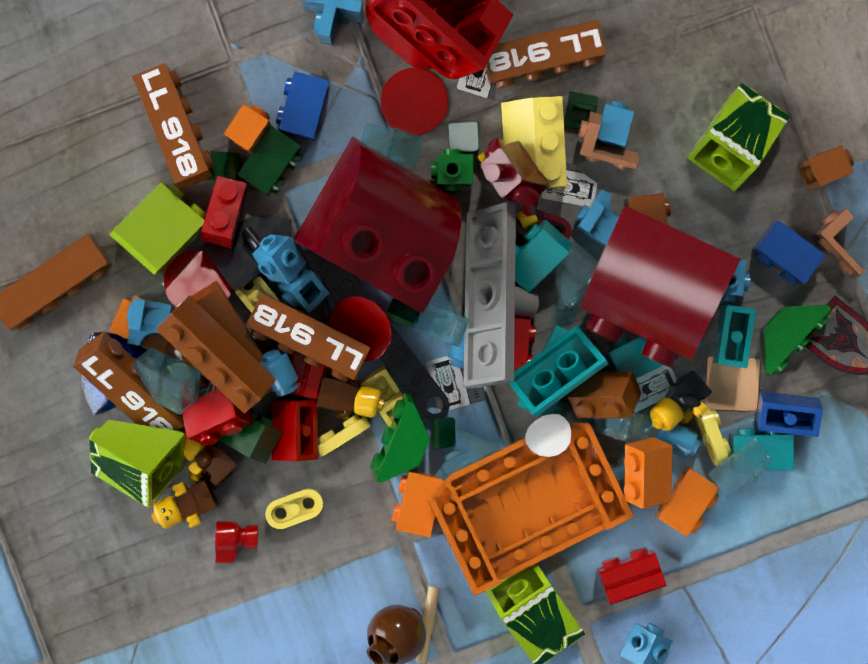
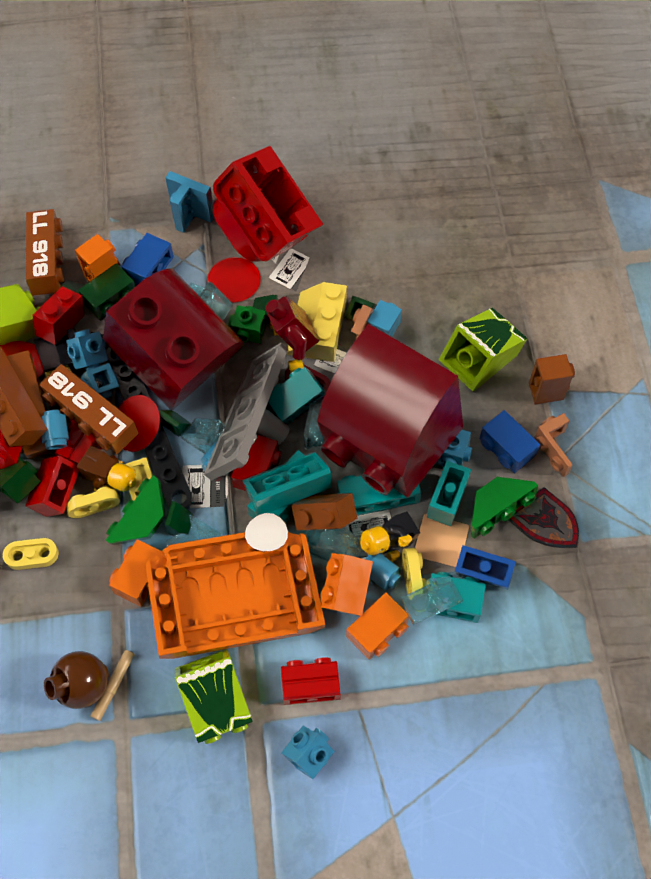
camera: 15 degrees right, 25 degrees down
(546, 52) = (341, 262): dark orange brick -> none

